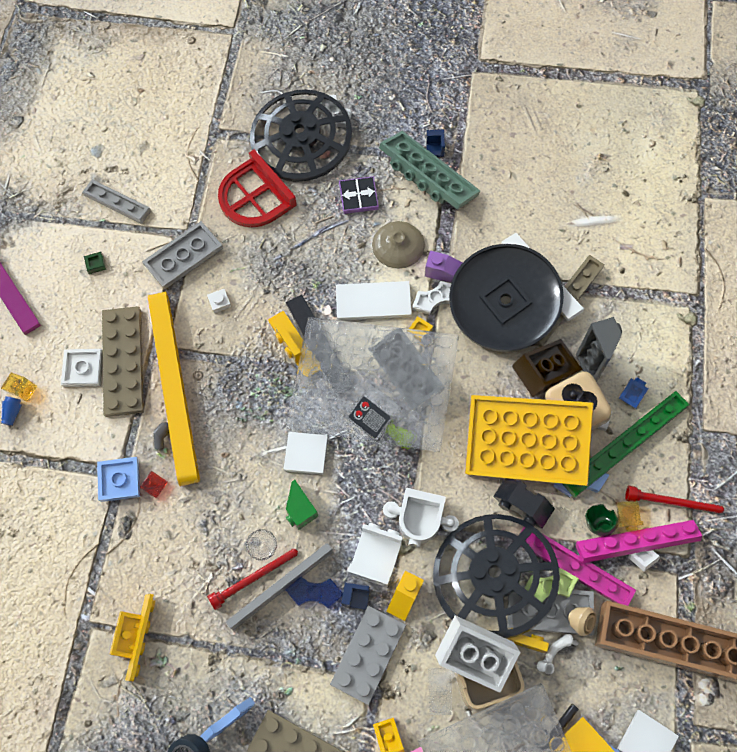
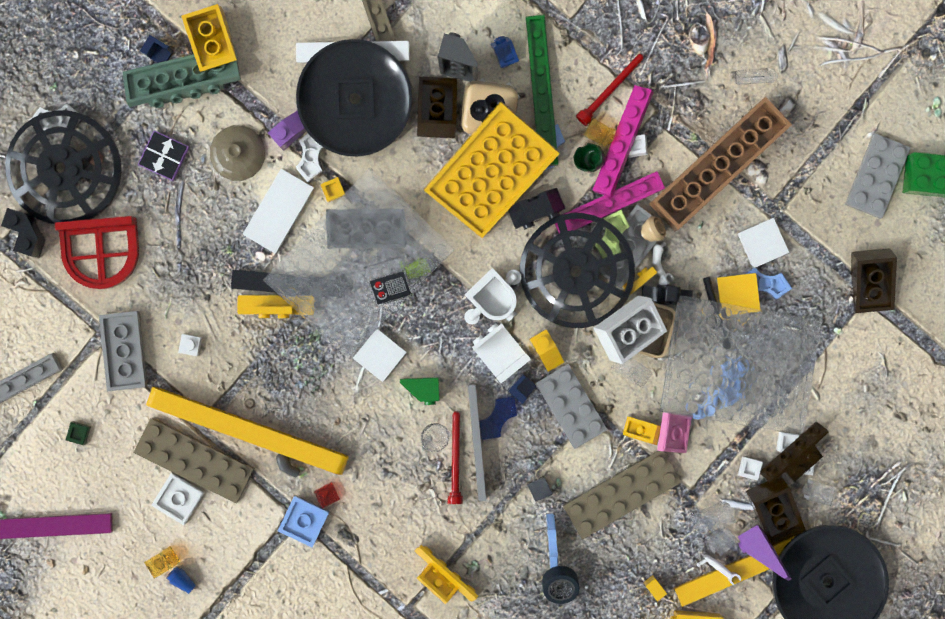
camera: 55 degrees left, 20 degrees up
(231, 141) = (30, 239): none -> black brick
(272, 676) = (539, 489): none -> black slope
(474, 168) = (209, 37): none -> yellow slope
(532, 672) = (665, 294): none -> black piece

